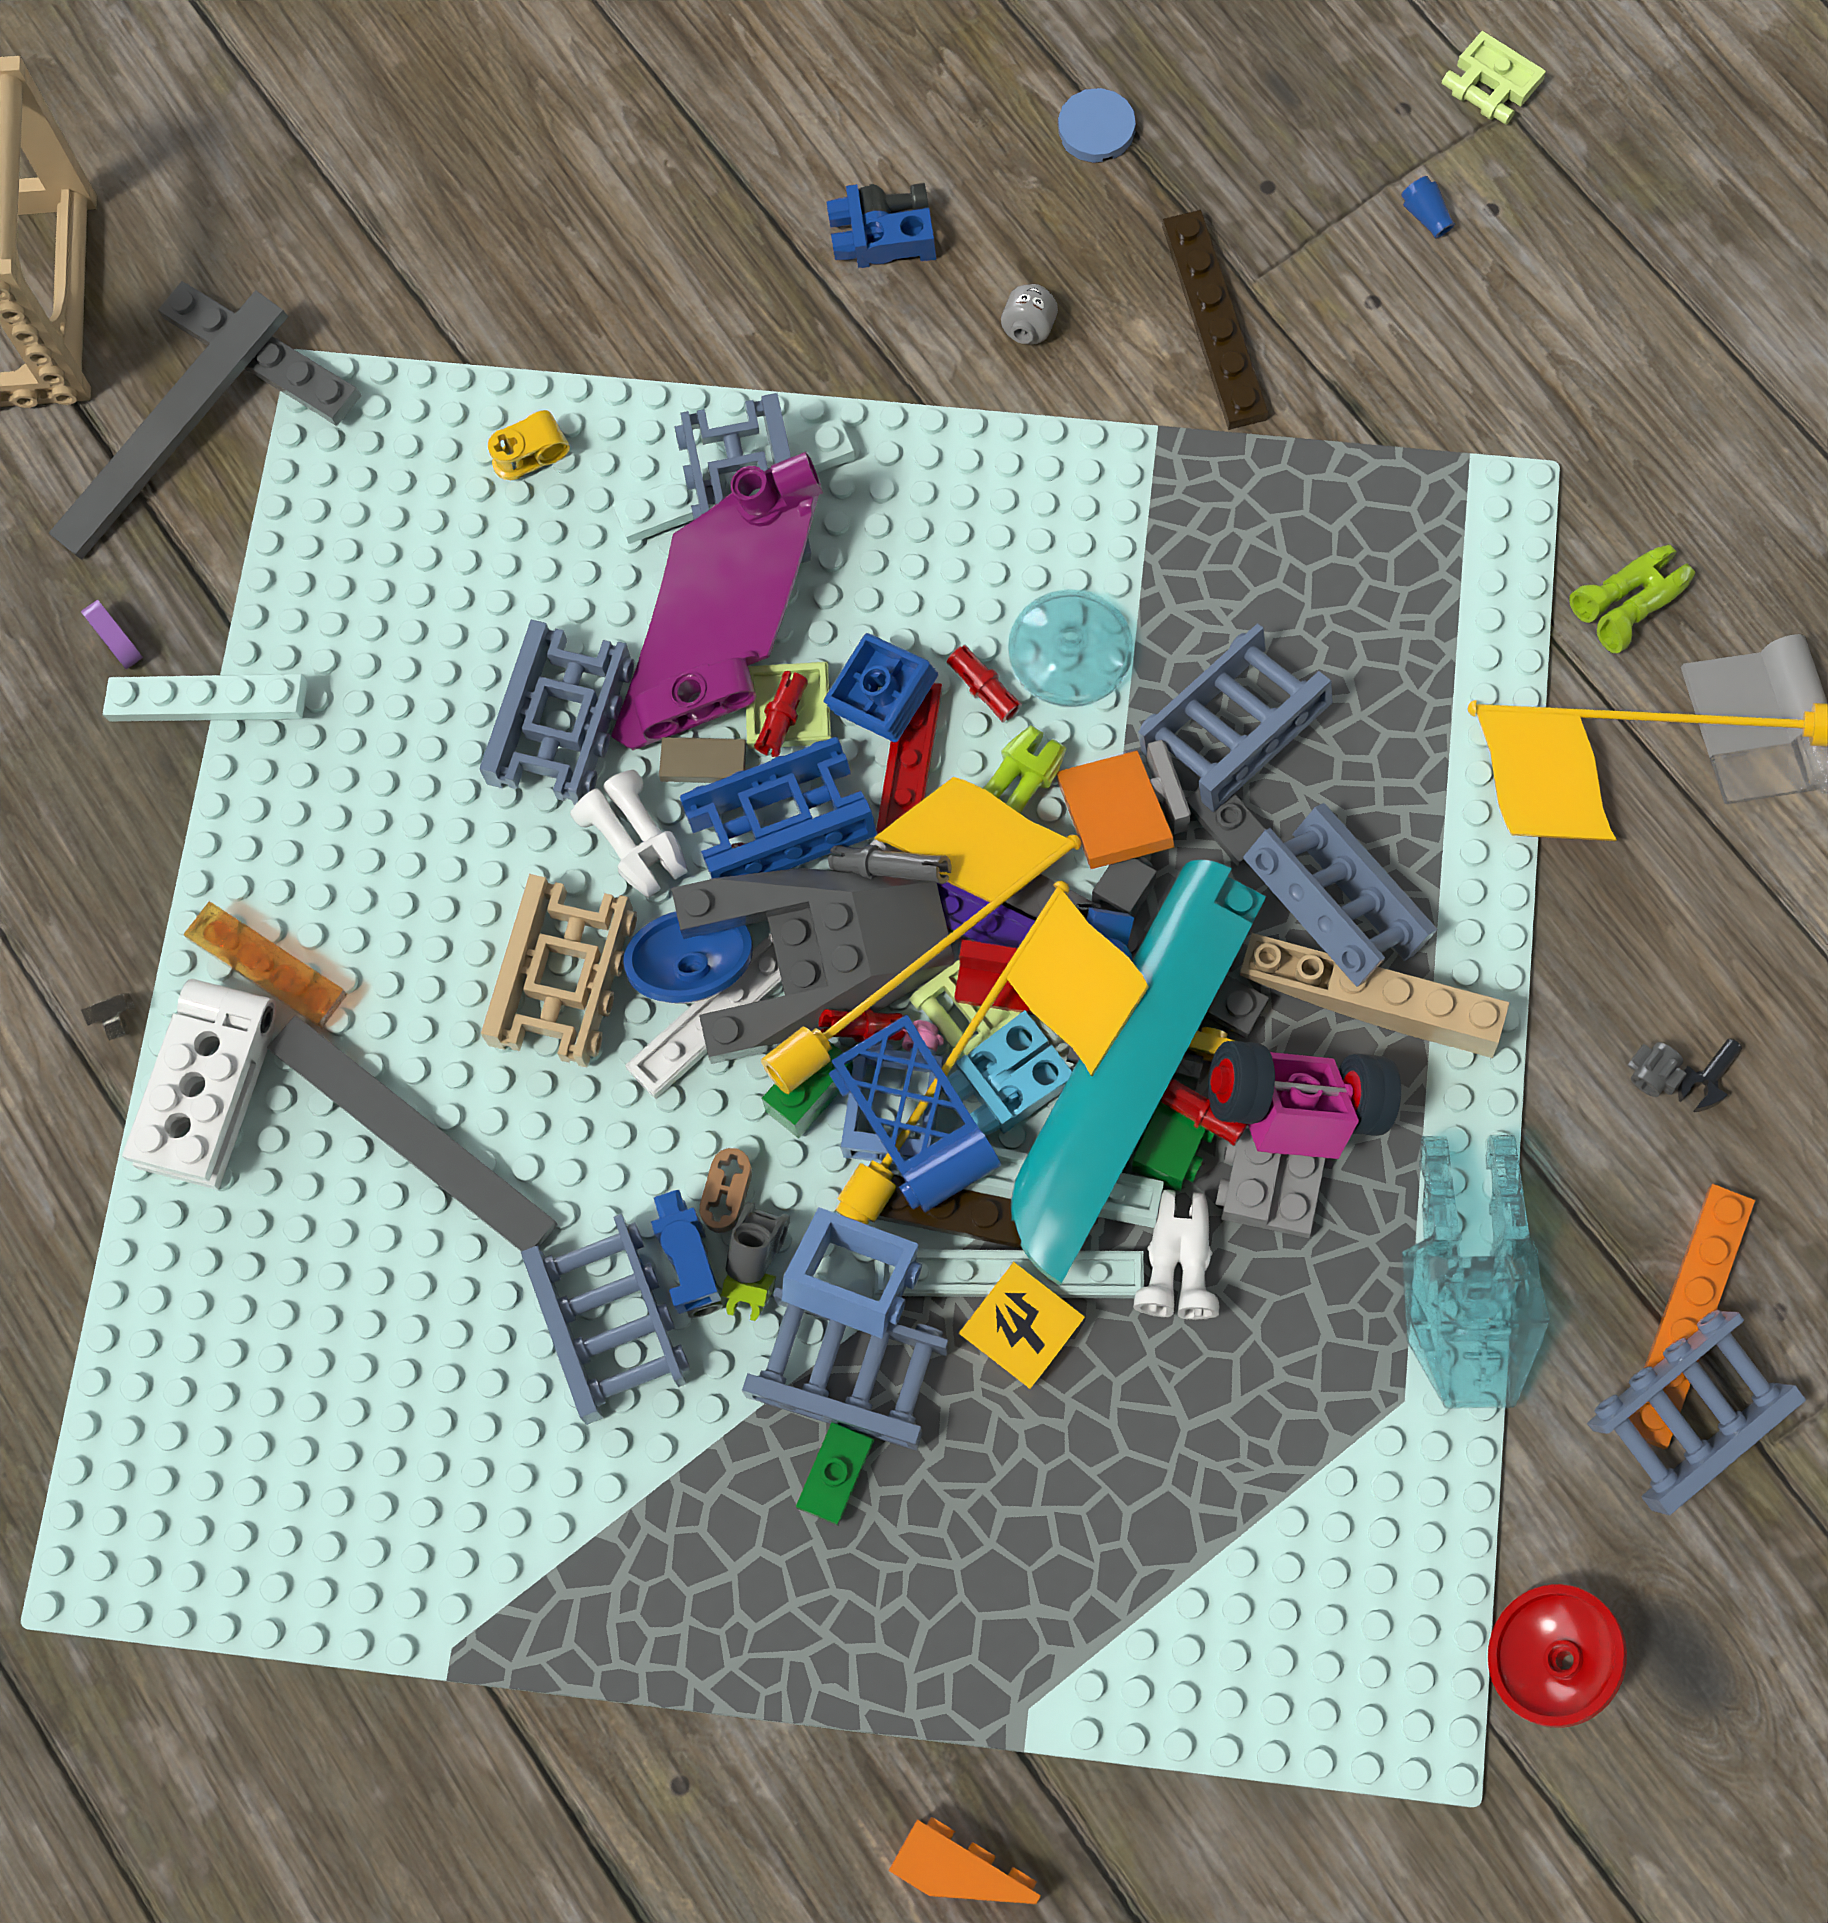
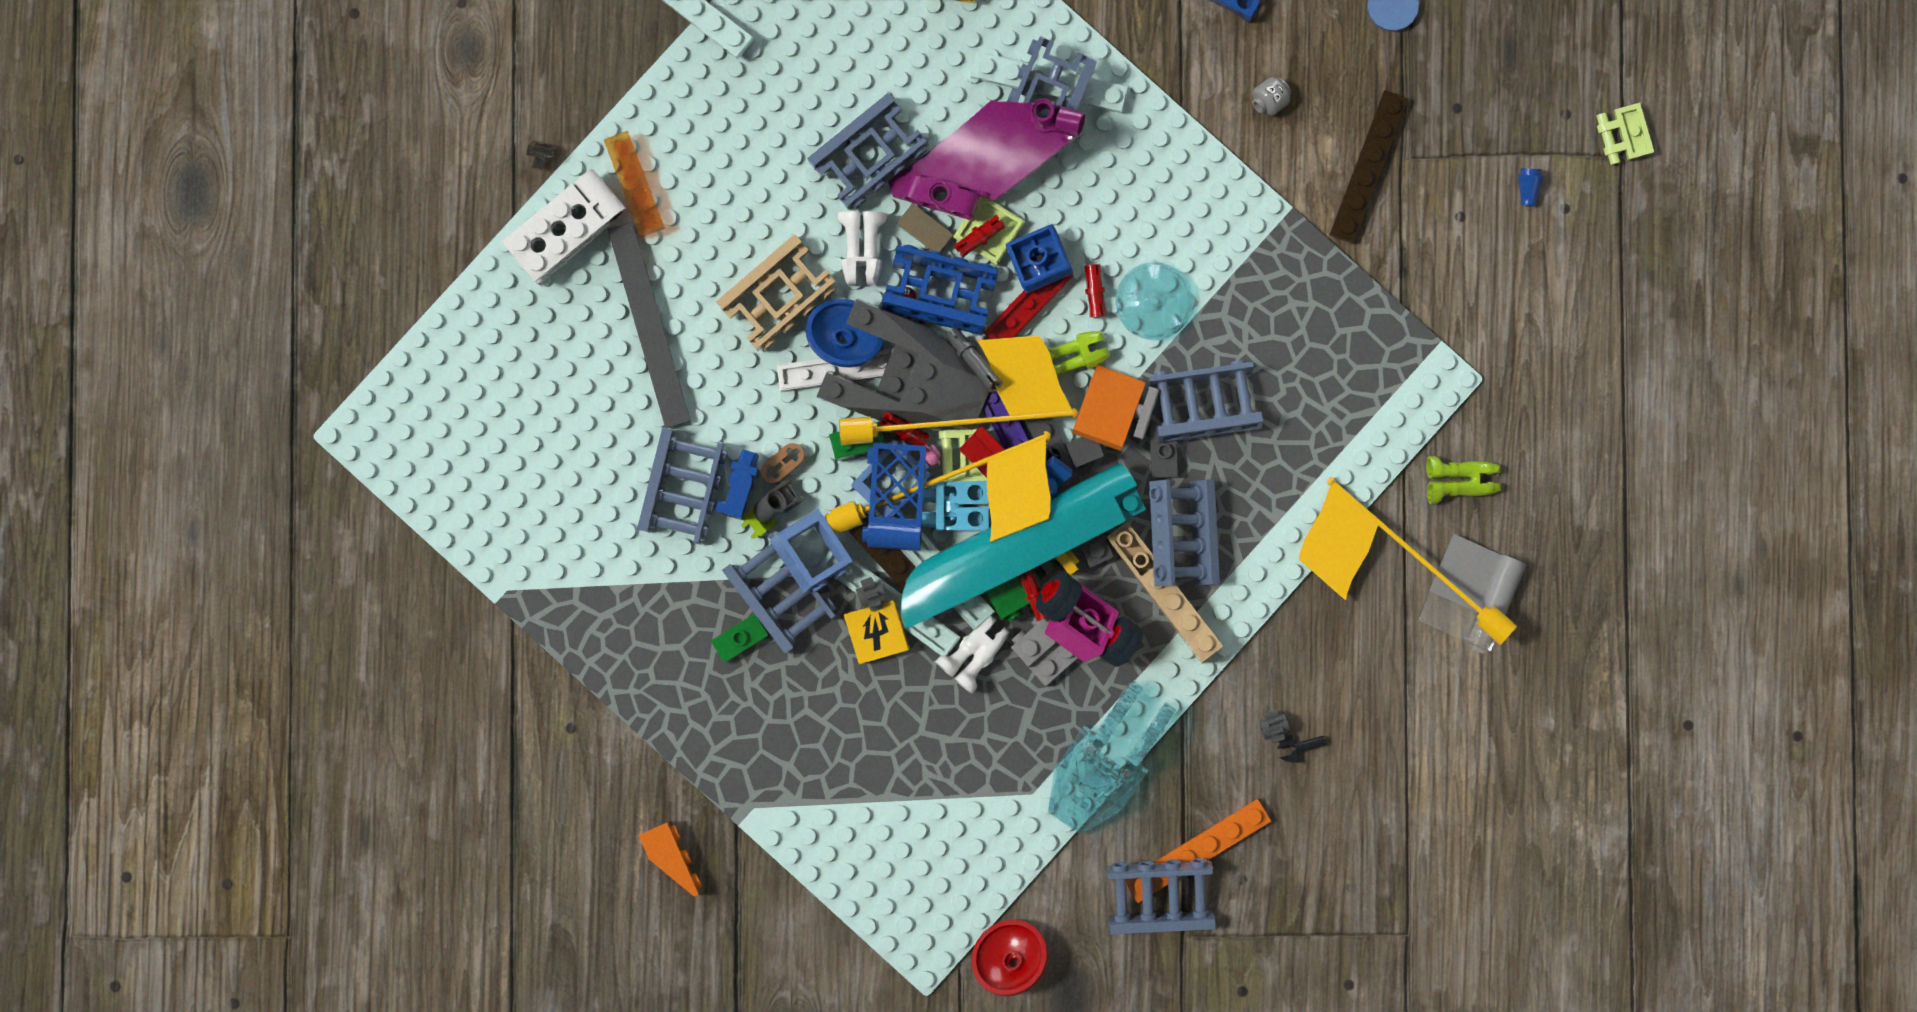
camera: 30 degrees right, 15 degrees up
(977, 1273) = (871, 594): none -> dark grey gear

